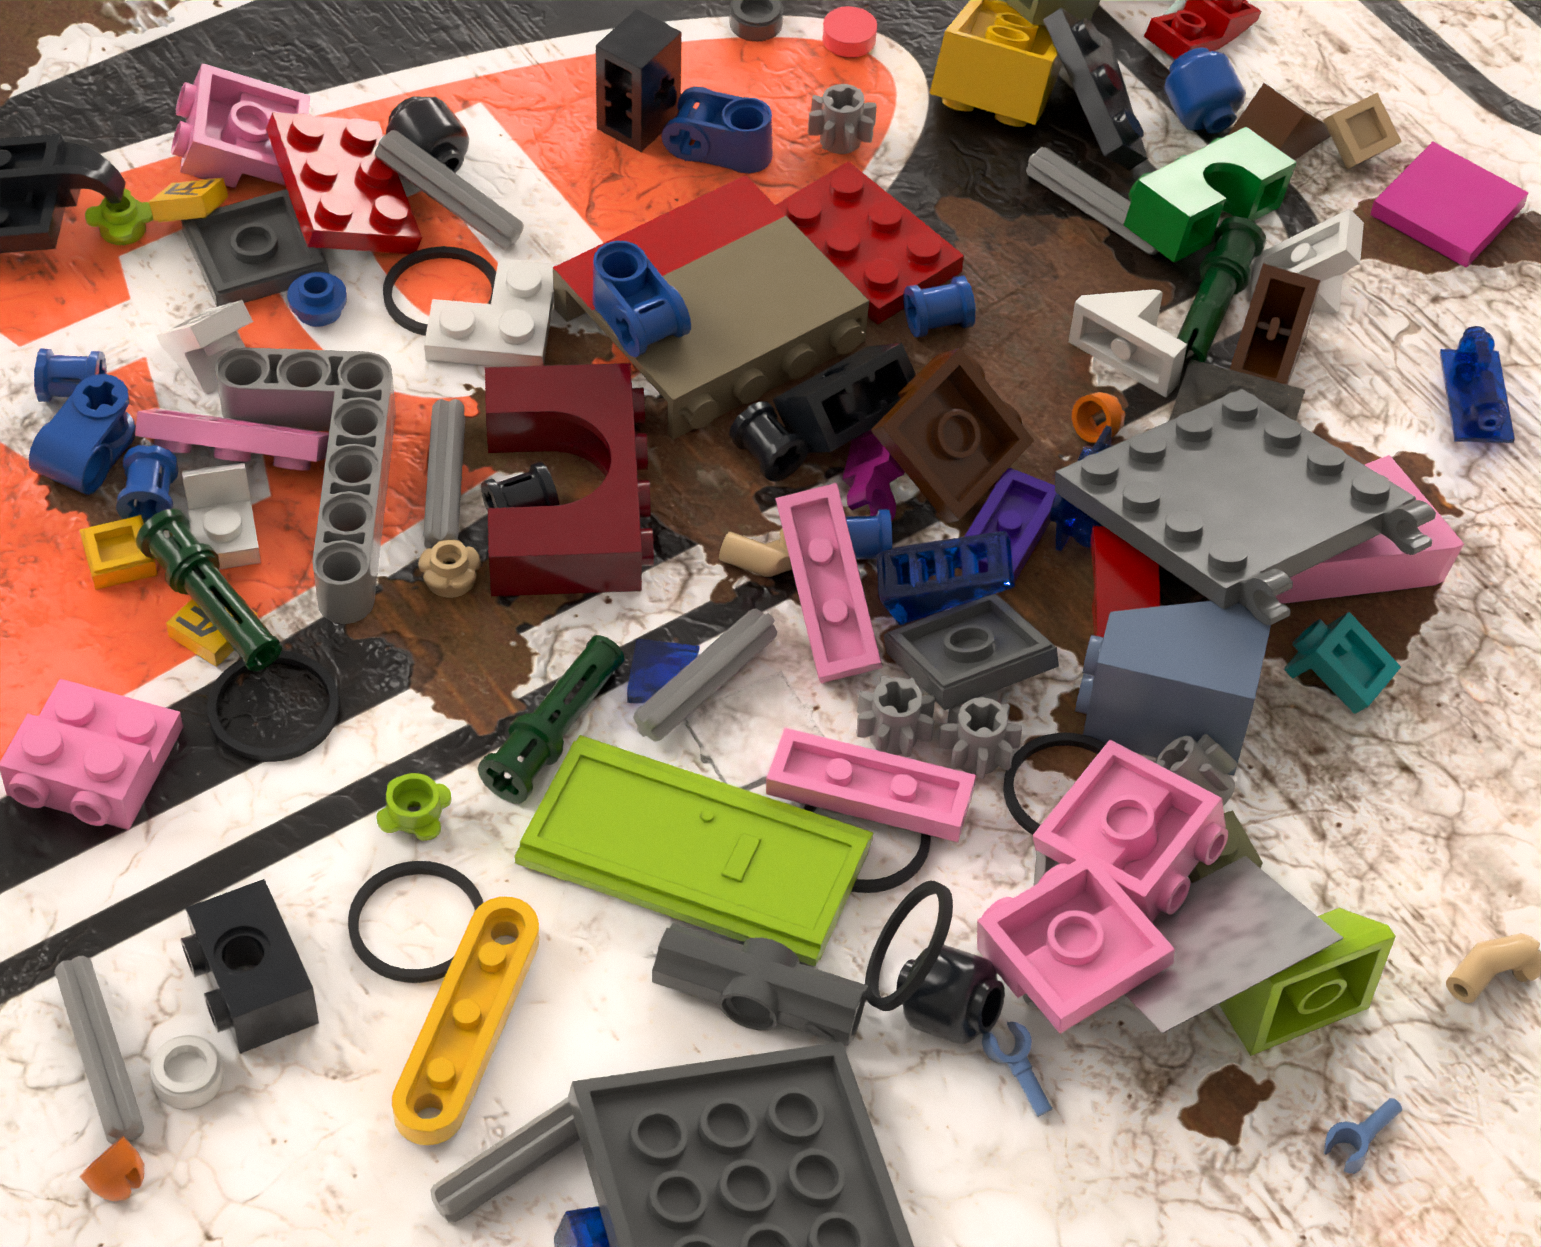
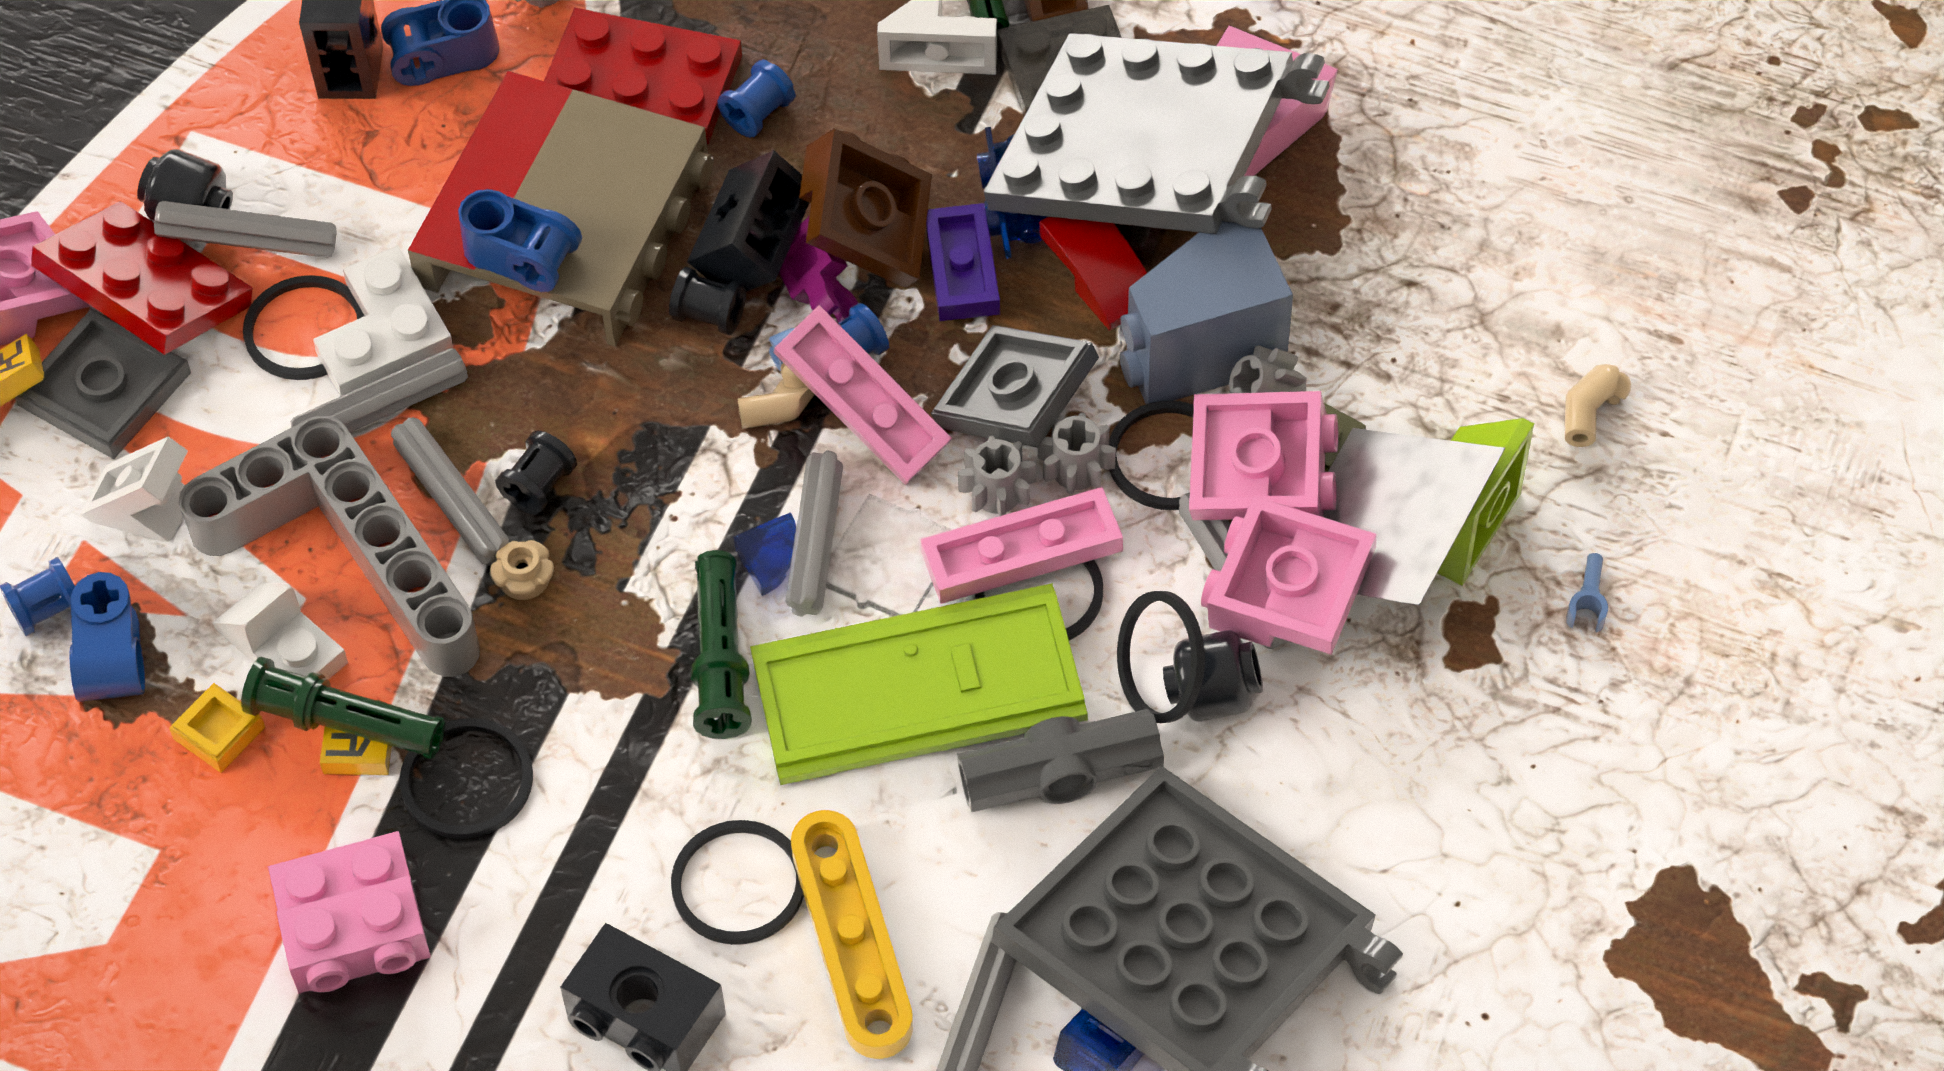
camera: 30 degrees left, 5 degrees up
(146, 482) = (199, 652): blue bush -> none
(232, 438) = (240, 565): bright pink plate -> none
(317, 298) = (206, 408): blue plate -> none
(414, 791) = (659, 773): lime plate -> none
(440, 372) = (393, 391): none -> light grey axle
(588, 542) = (548, 363): dark red arch -> none
(906, 572) = (920, 329): clear blue slope -> none
(1019, 1065) = (1298, 695): medium blue hand -> none
(1091, 406) = (971, 131): orange hinge -> none
(1345, 660) = (1310, 220): teal bracket -> none

